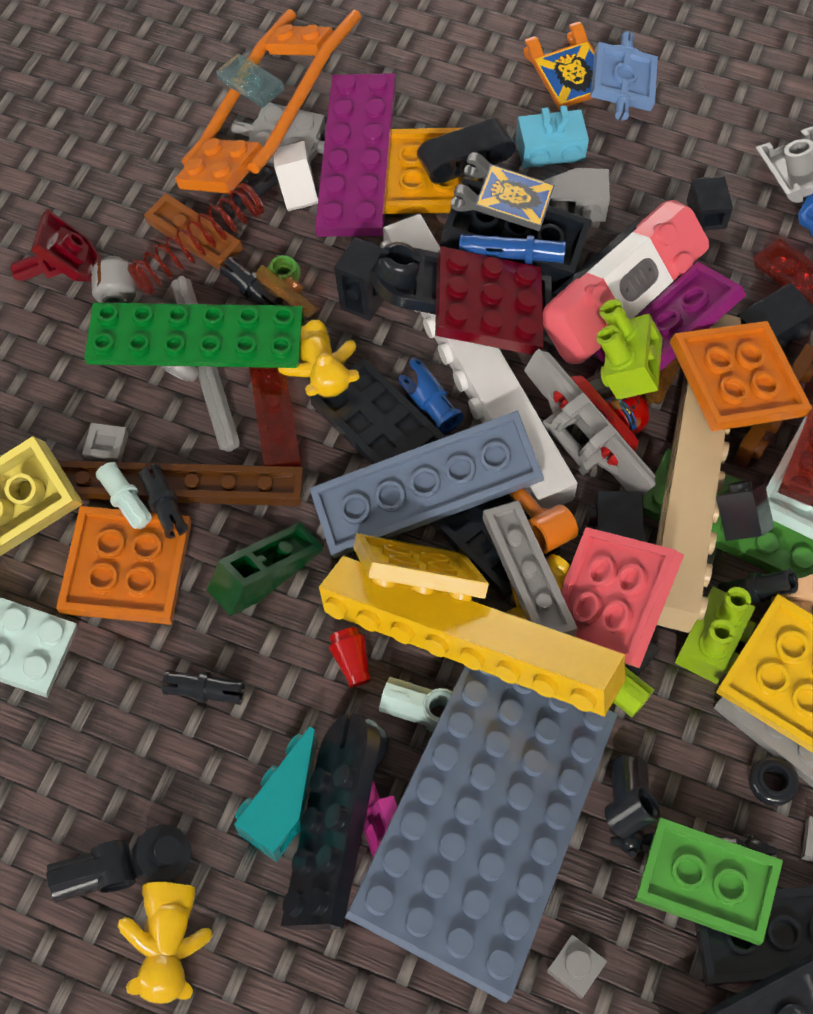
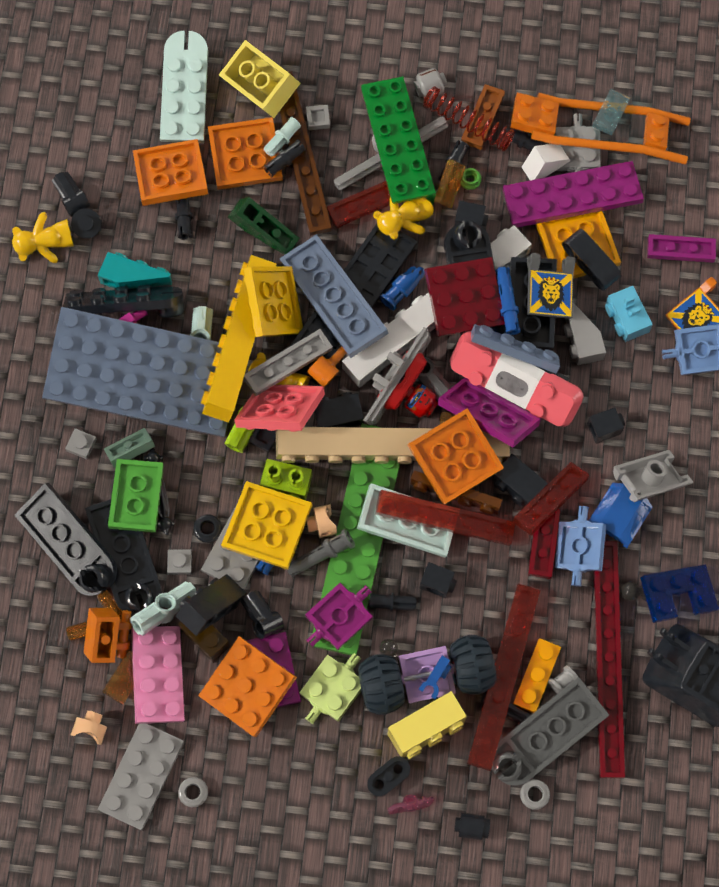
camera: 75 degrees right, 10 degrees up
(57, 251) = (440, 47): dark red piece -> none
(118, 687) = (170, 172): none -> orange plate
(351, 655) = (221, 287): red cone -> none
(471, 63) = (681, 248): none -> magenta plate
(587, 260) = (509, 346): none -> sand blue plate
(607, 878) = (129, 446): none -> sand green plate
(630, 351) = (451, 388): lime brick -> none
(632, 802) = (174, 448): black piece -> none
(745, 511) = (360, 475): black brick -> none
(766, 585) = (319, 495): black pin -> none

